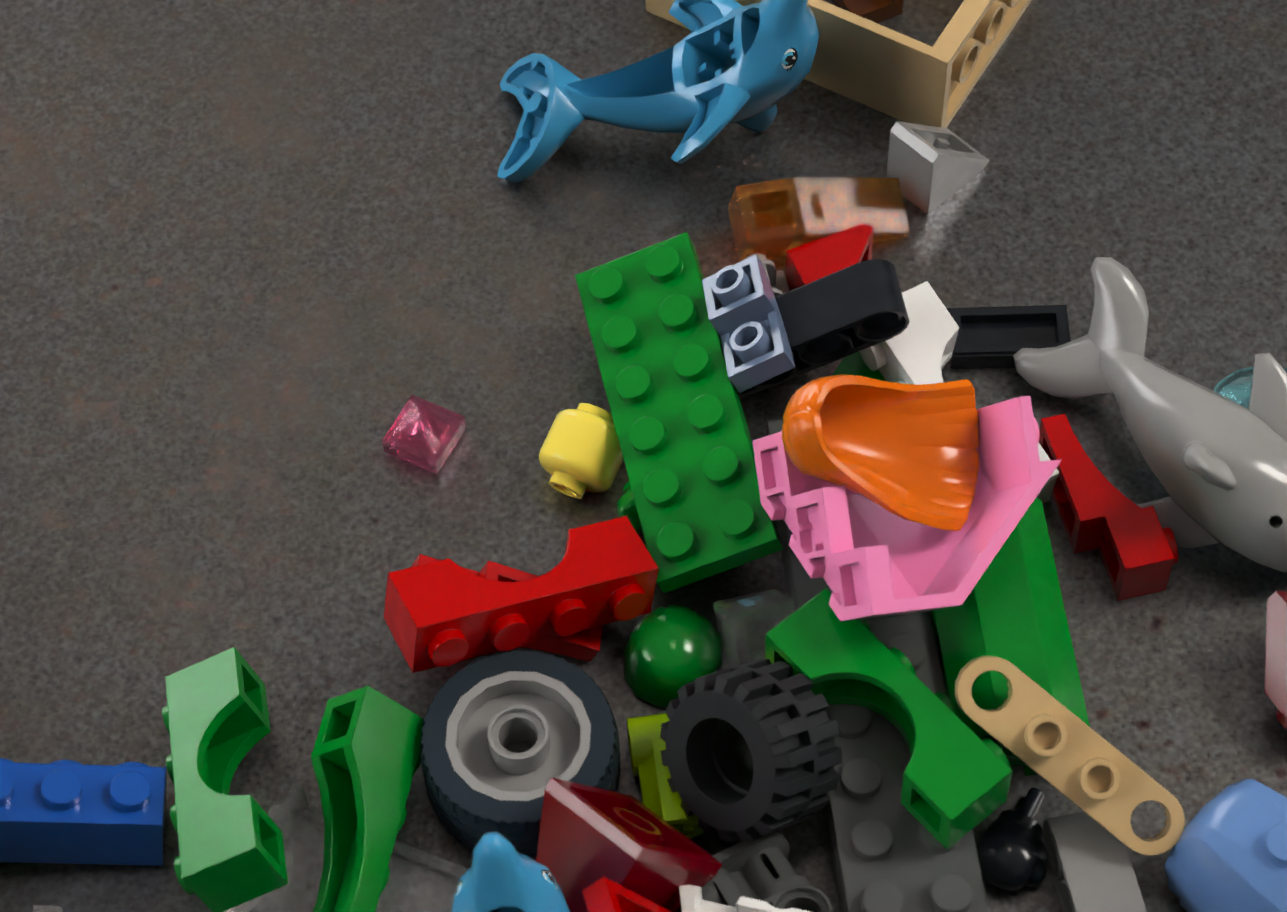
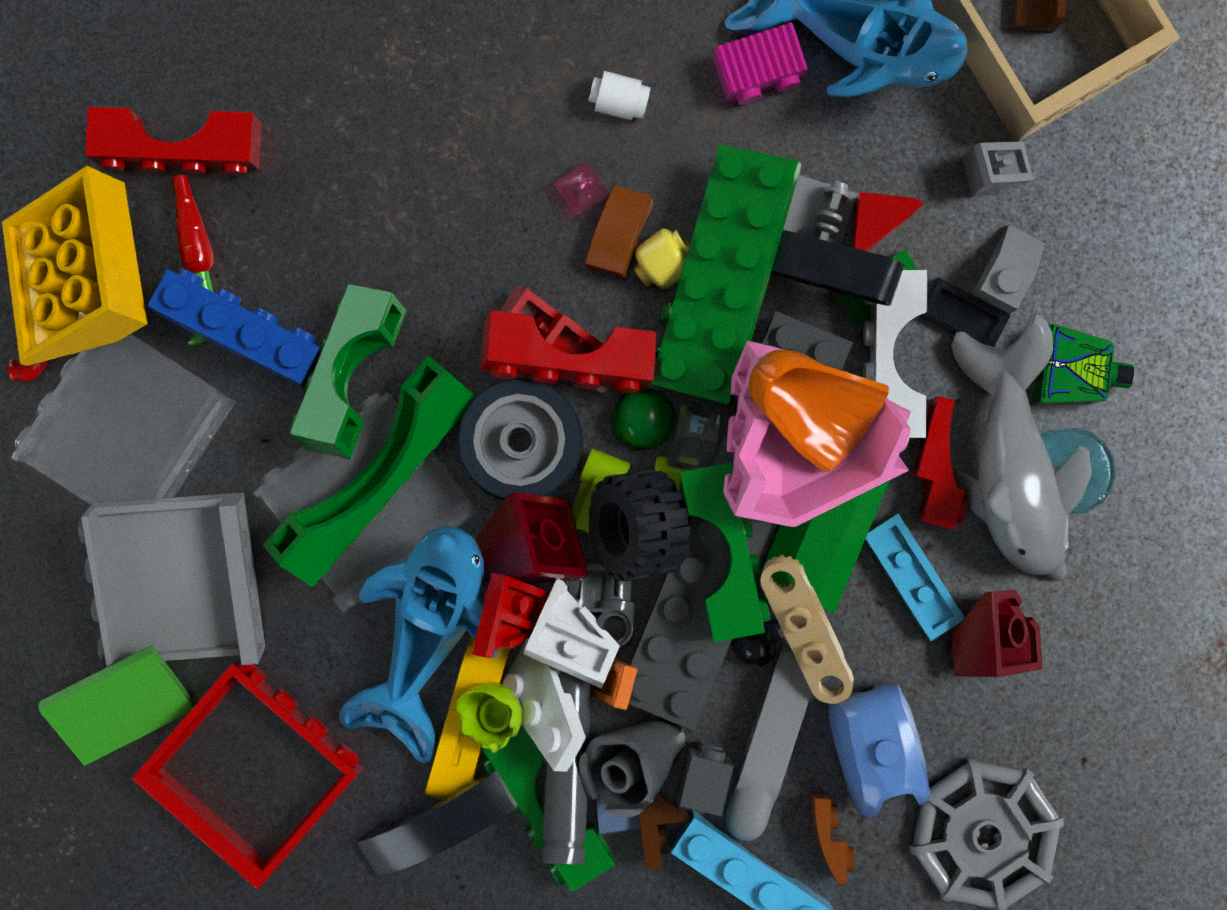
camera: 30 degrees right, 30 degrees up
(412, 305) = (619, 96): none -> white brick
(504, 451) = (618, 231): none -> dark orange slope
(569, 190) = (760, 64): none -> dark pink brick
(748, 322) = (797, 249): sand blue slope -> none
(802, 209) = (898, 170): clear orange slope -> none
(1030, 260) = (1010, 270): none -> light grey slope
(1165, 658) = (913, 577): none -> medium azure plate
(1198, 316) = (1079, 370): none -> torso

